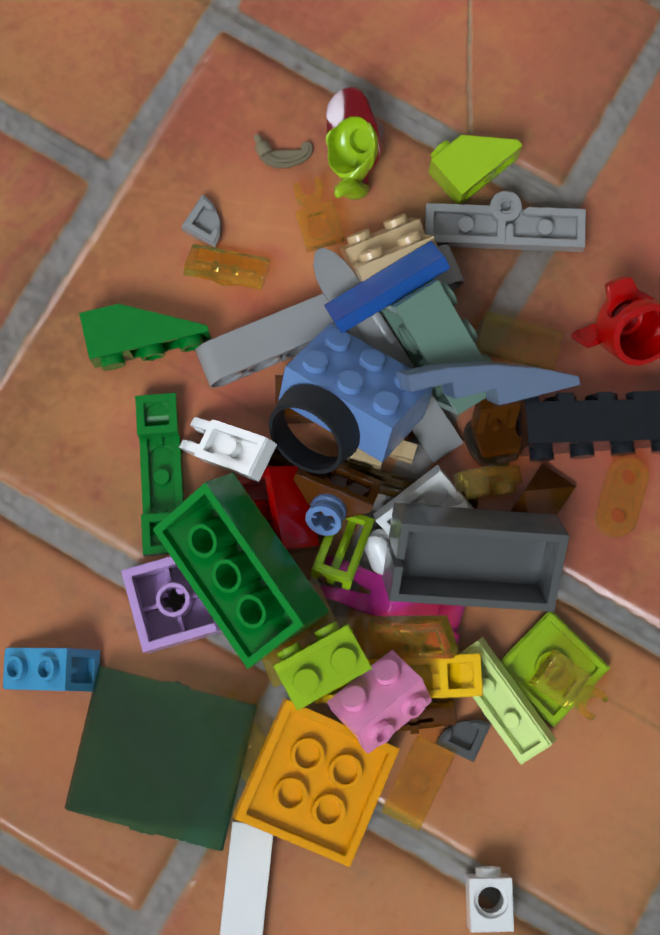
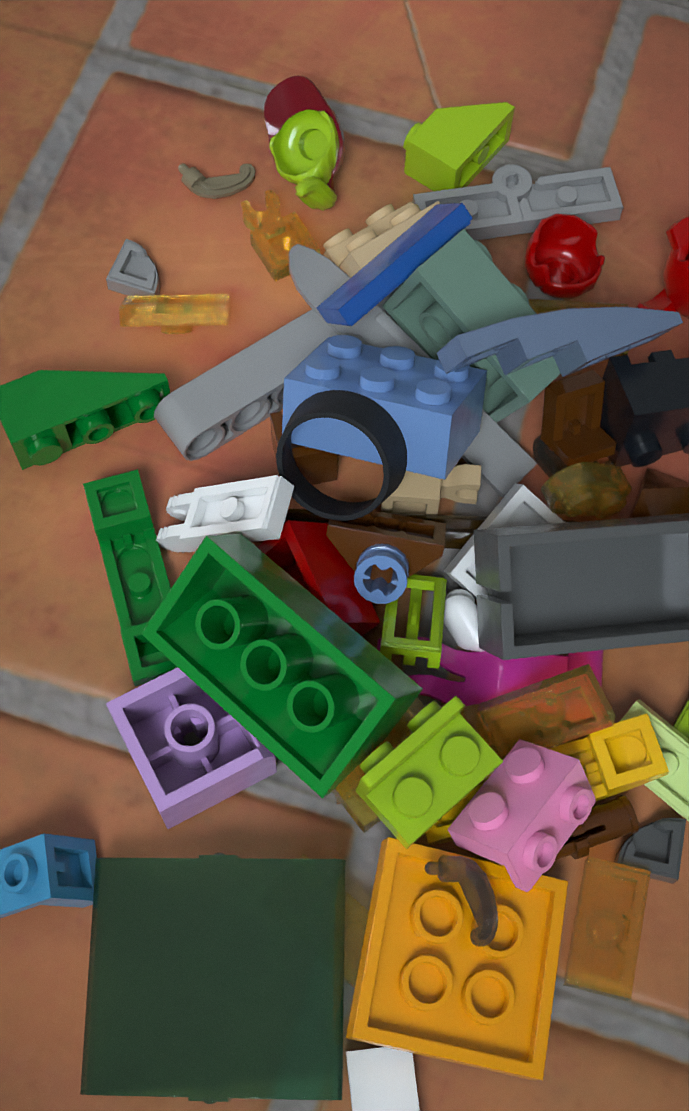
camera: 15 degrees left, 15 degrees down
(336, 746) = (476, 891): none -> clear smoke piece
(526, 282) = (563, 256): none -> red hair

